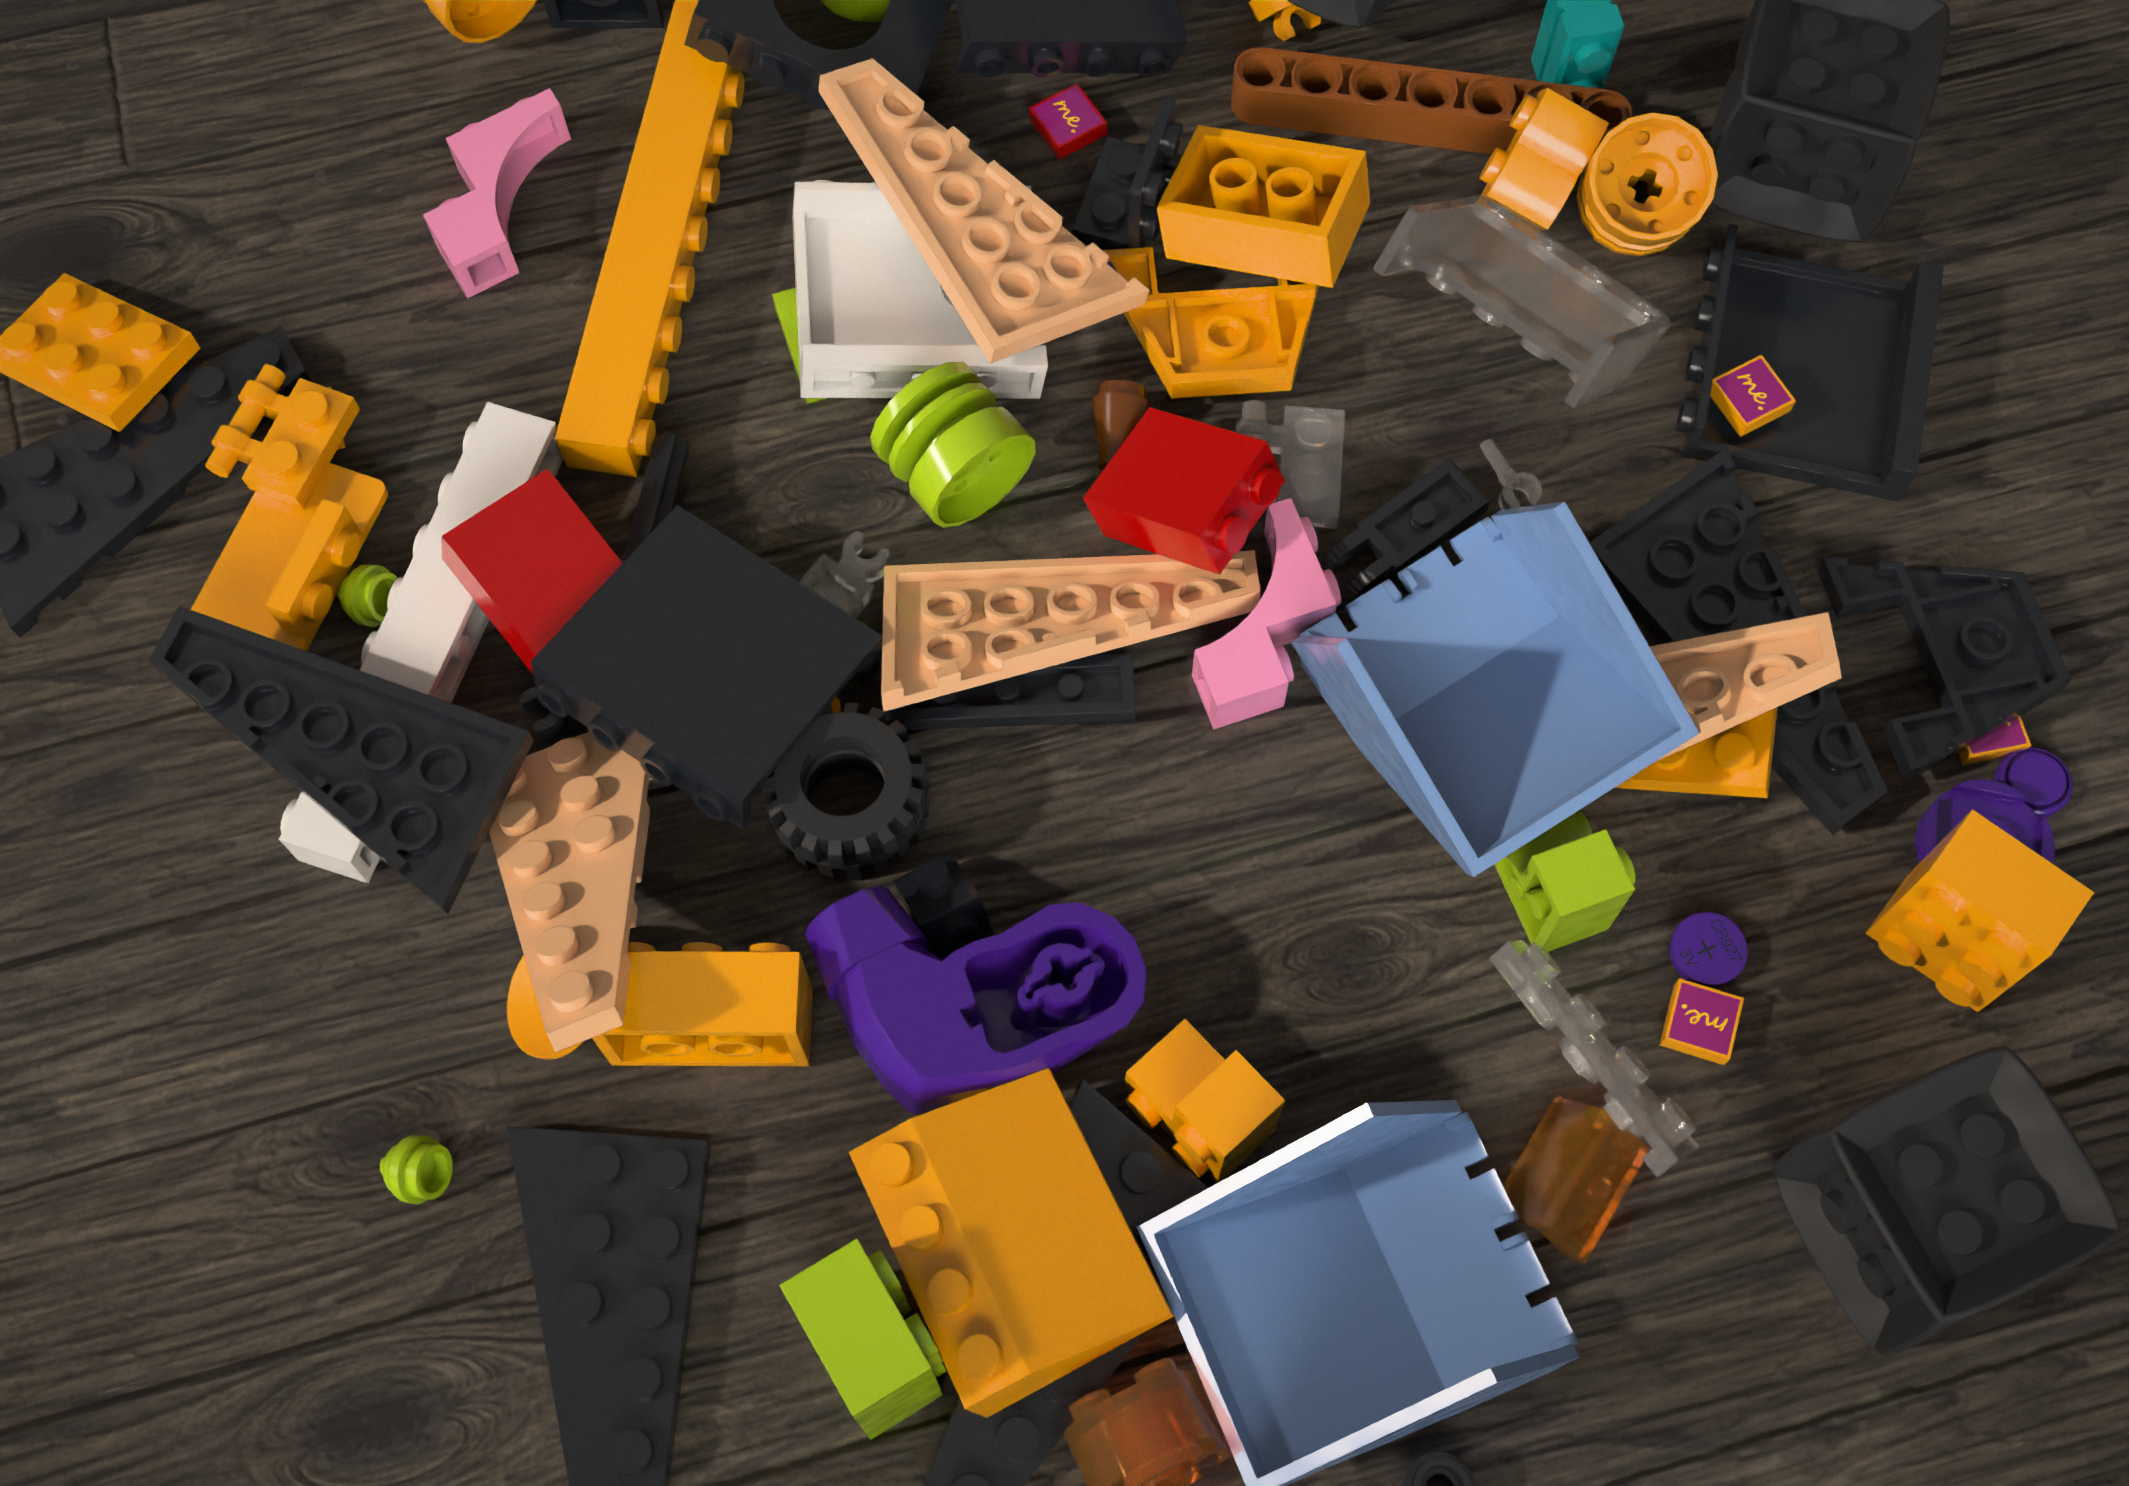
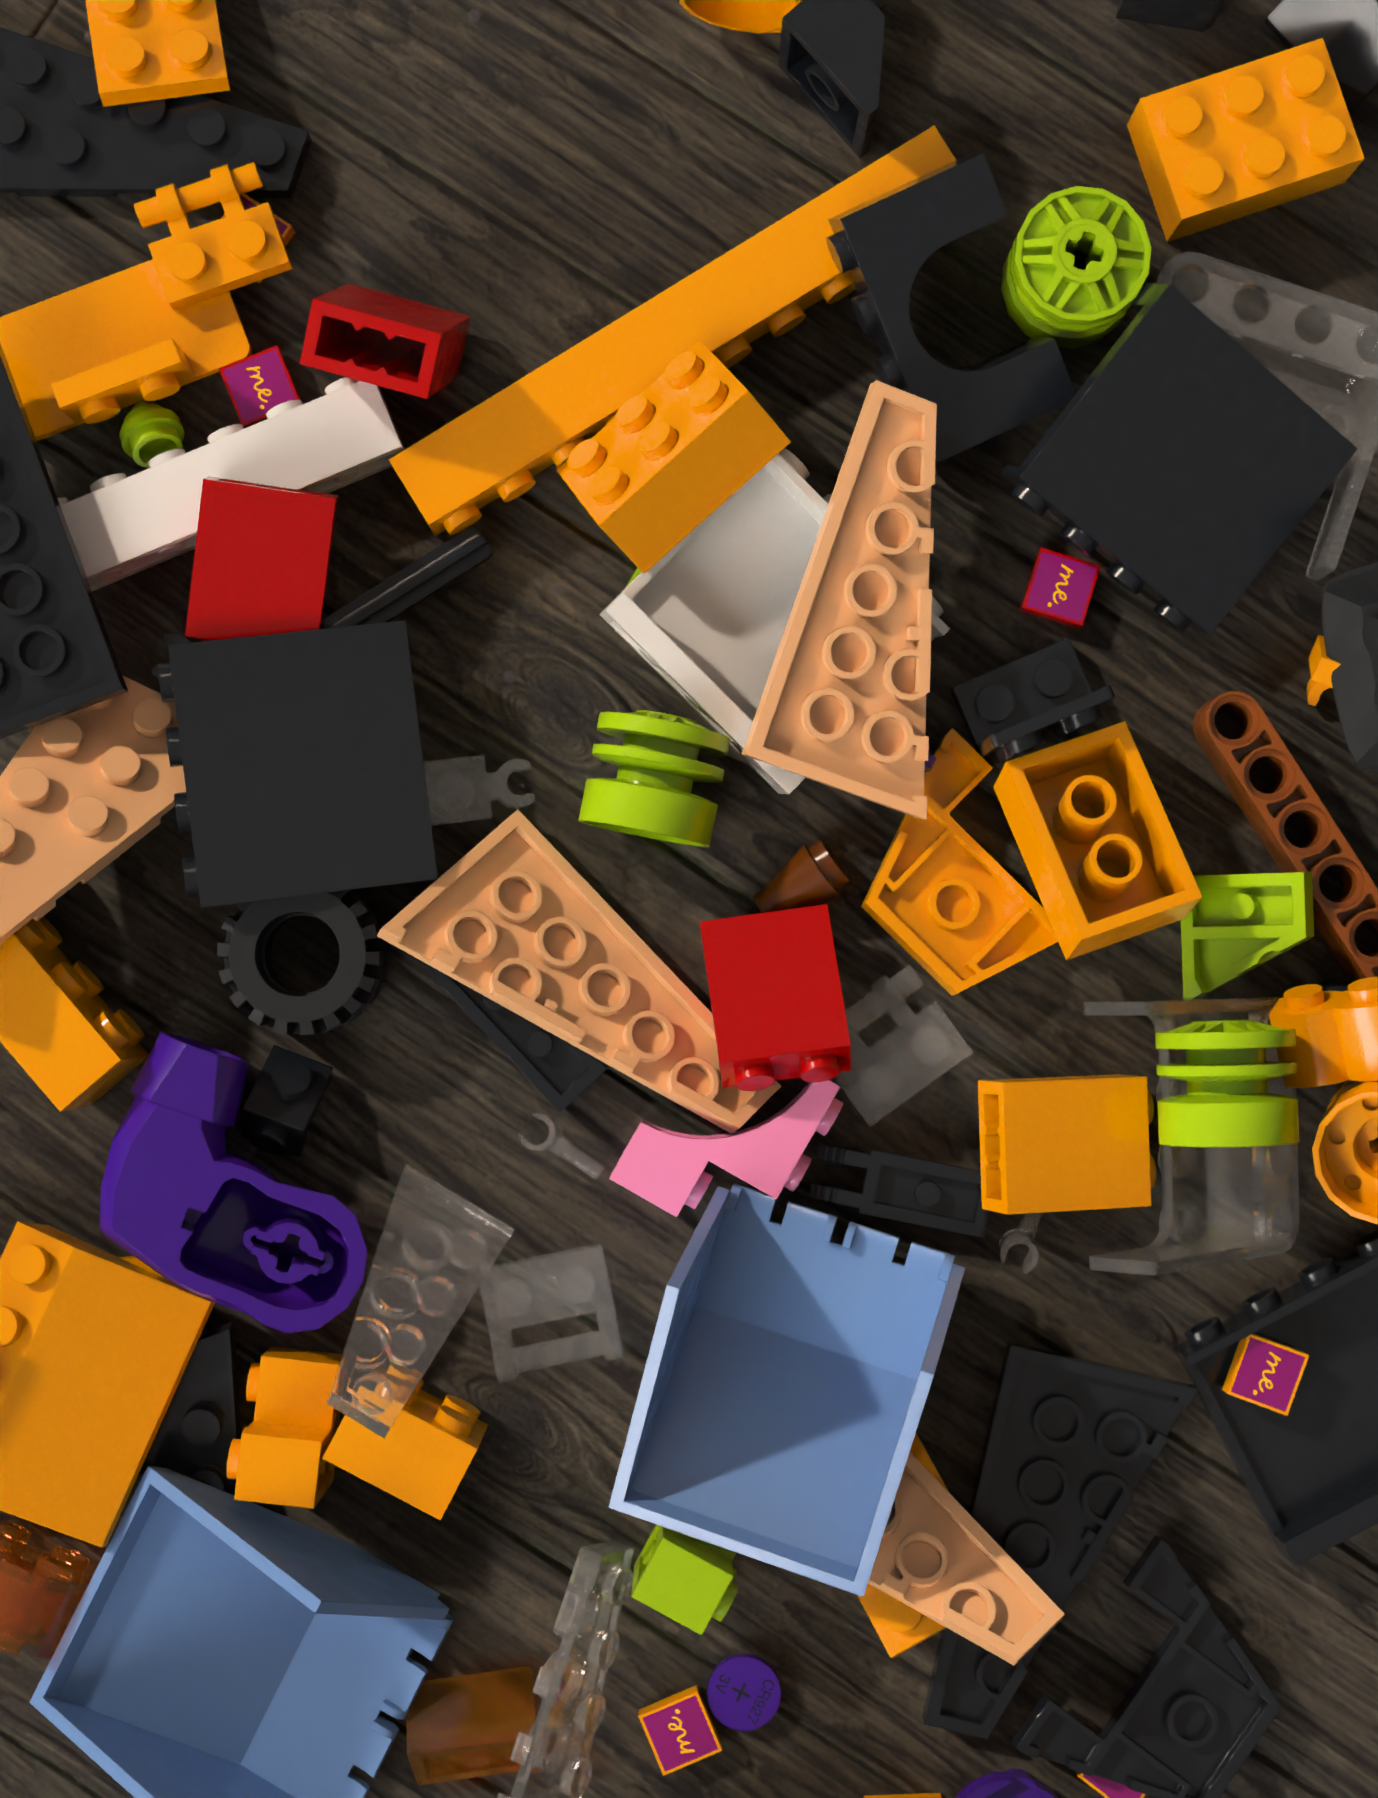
camera: 50 degrees right, 20 degrees up
(409, 498) = (259, 384): none -> magenta tile
(474, 362) = (384, 340): none -> red brick
(493, 163) = (596, 152): bright pink arch -> none
(741, 251) = (672, 456): none -> light orange brick
(1157, 743) = (562, 1147): none -> clear hand
(1181, 908) = (416, 1290): none -> clear wing
(1263, 840) = (547, 1291): none -> clear plate
(1294, 1008) = (421, 1453): none -> light orange brick
(1408, 161) = (1243, 925): none -> lime wing
(1464, 391) = (1065, 1143): none -> light orange brick
(1506, 235) = (1227, 1086): none -> lime wheel

